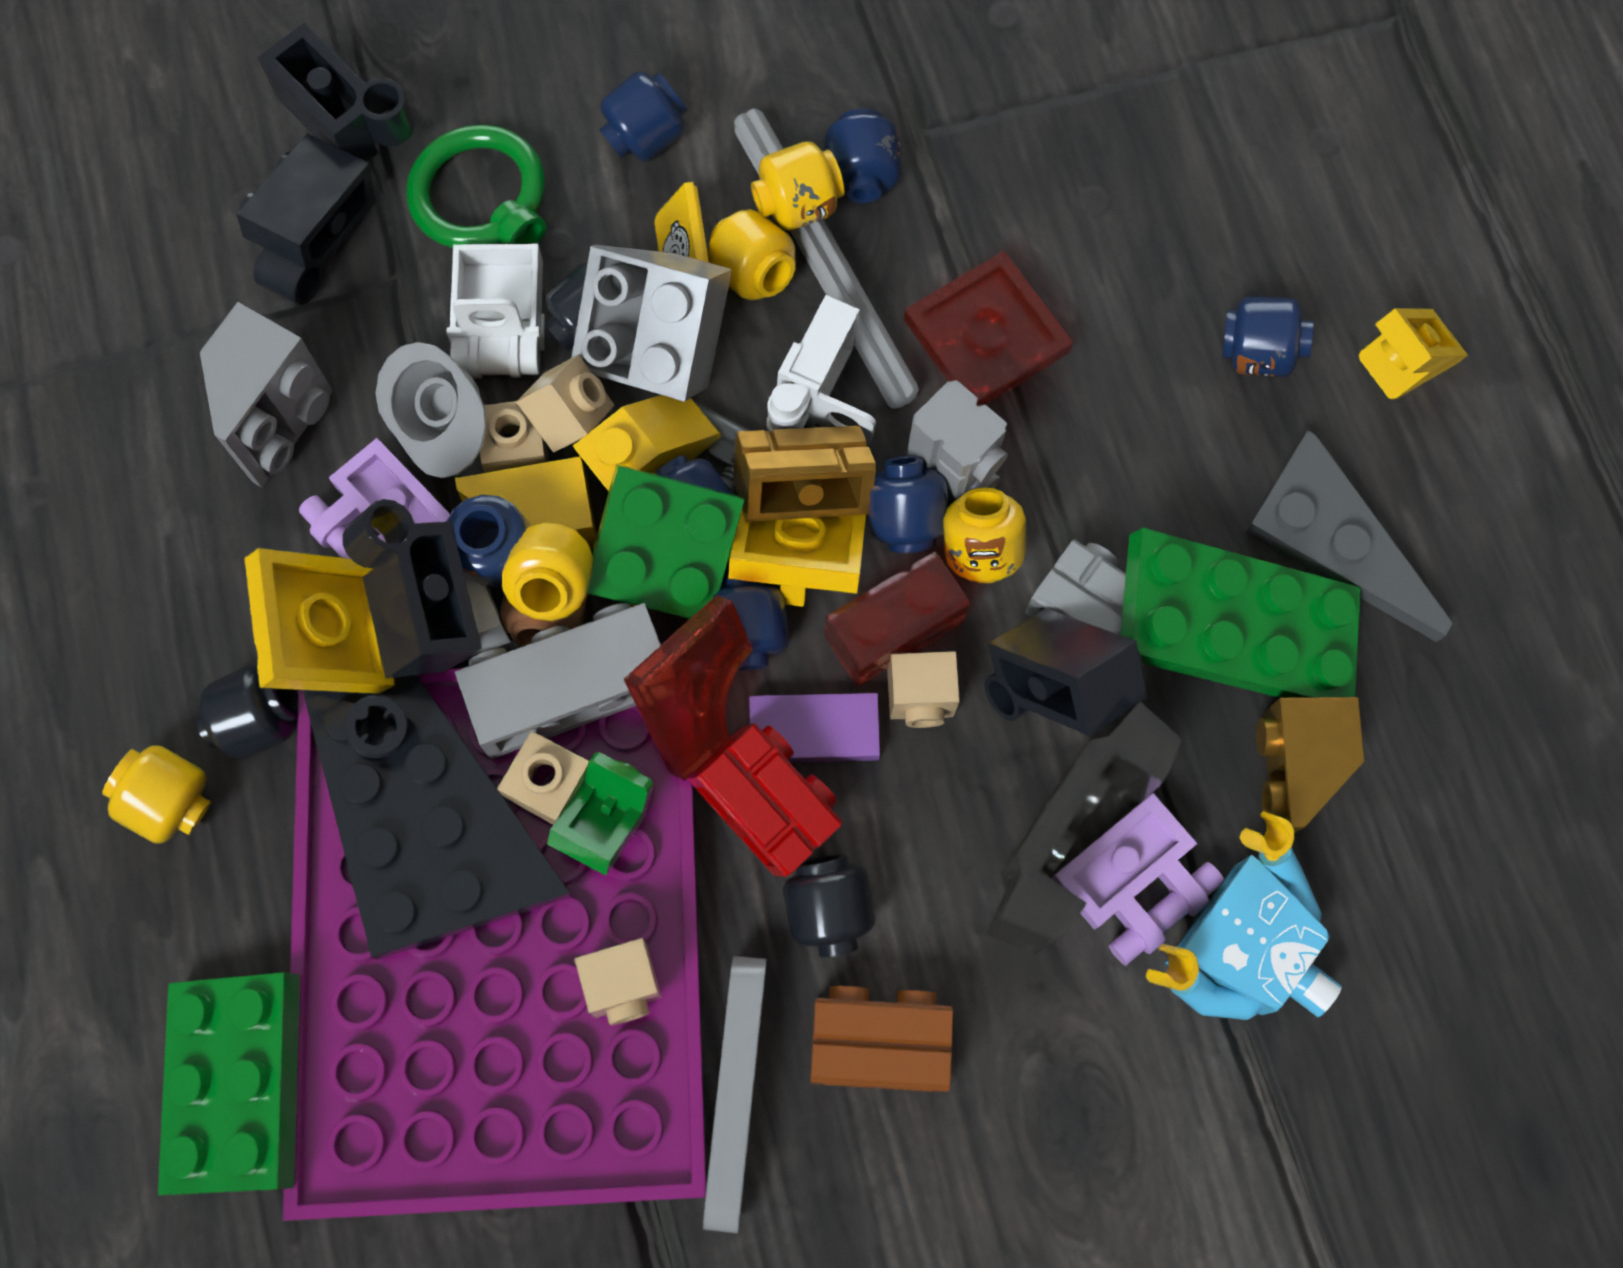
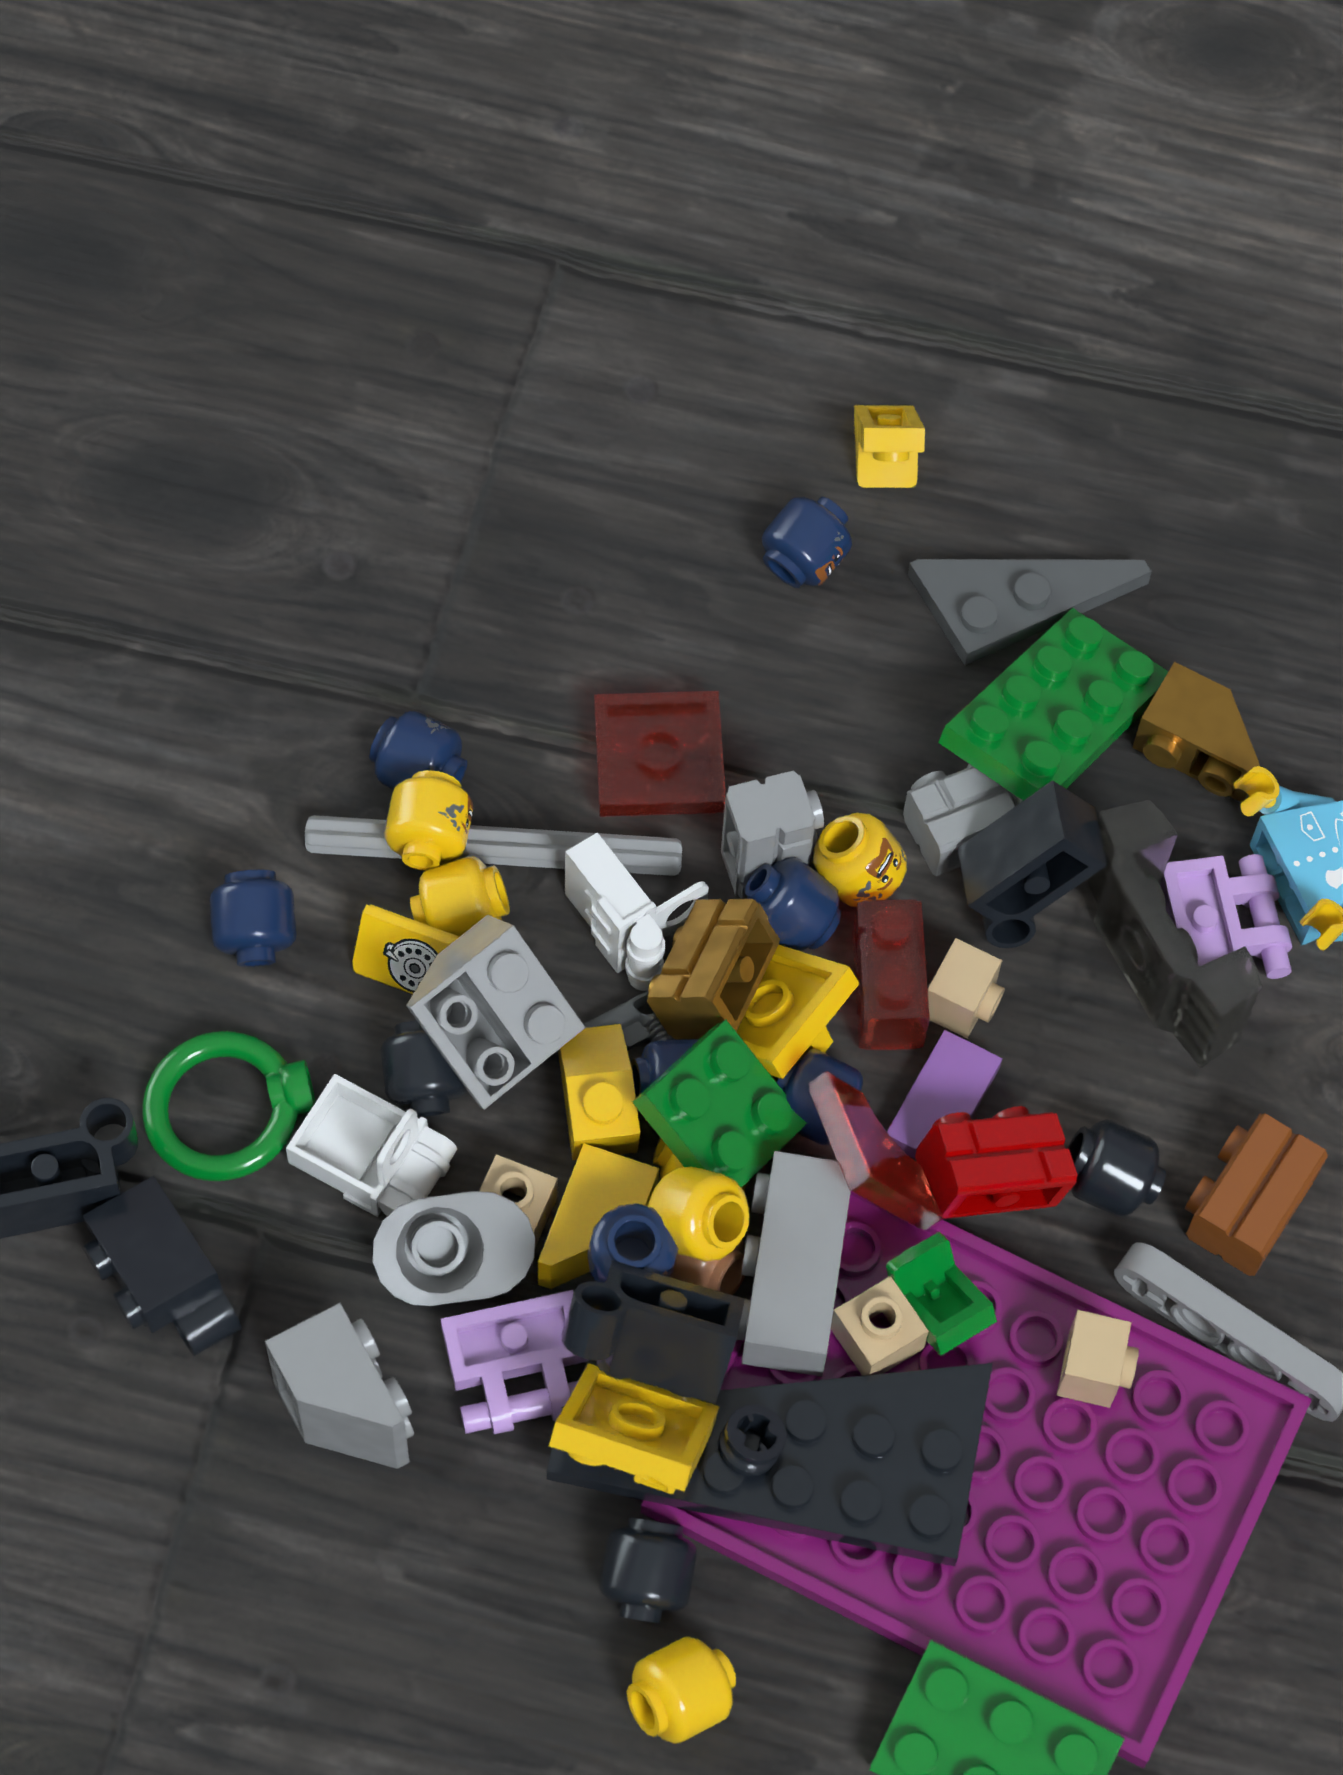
camera: 60 degrees left, 10 degrees down
(565, 403) = (520, 1129): tan plate -> none

